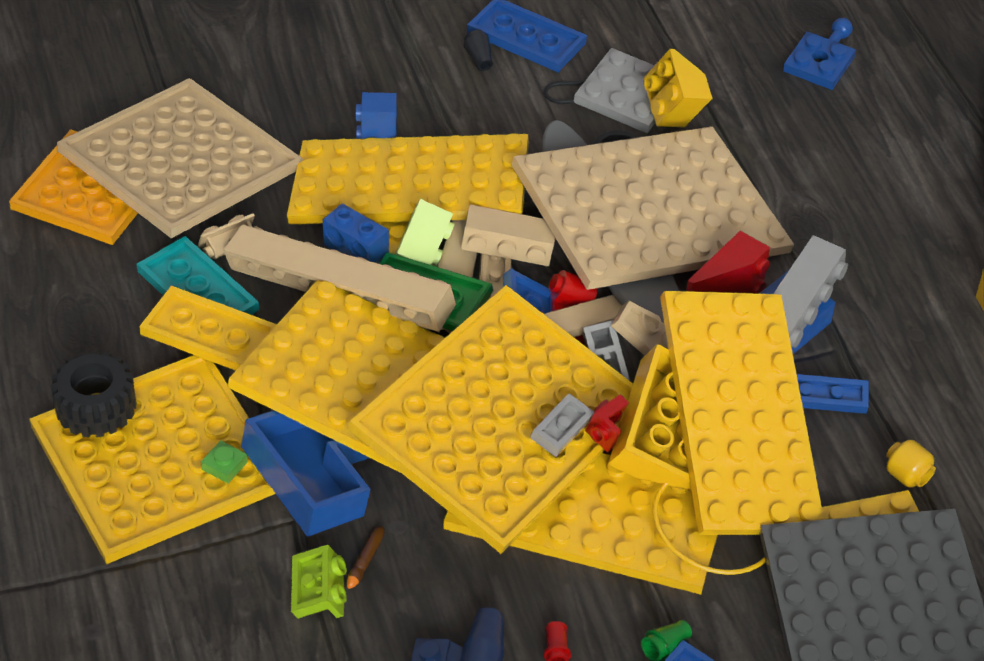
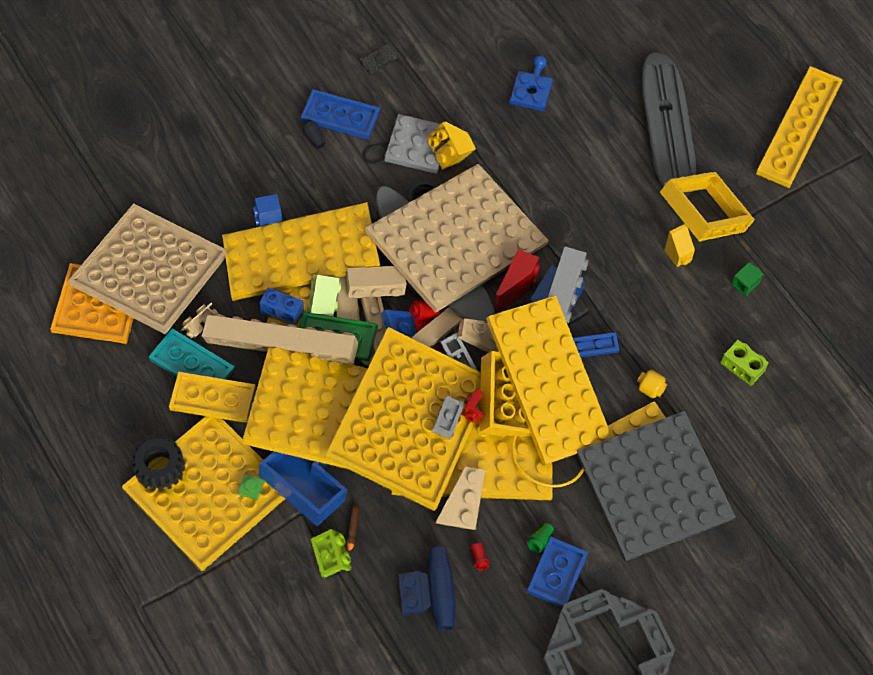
camera: 15 degrees left, 15 degrees up
(555, 557) = (464, 502): none -> tan wing

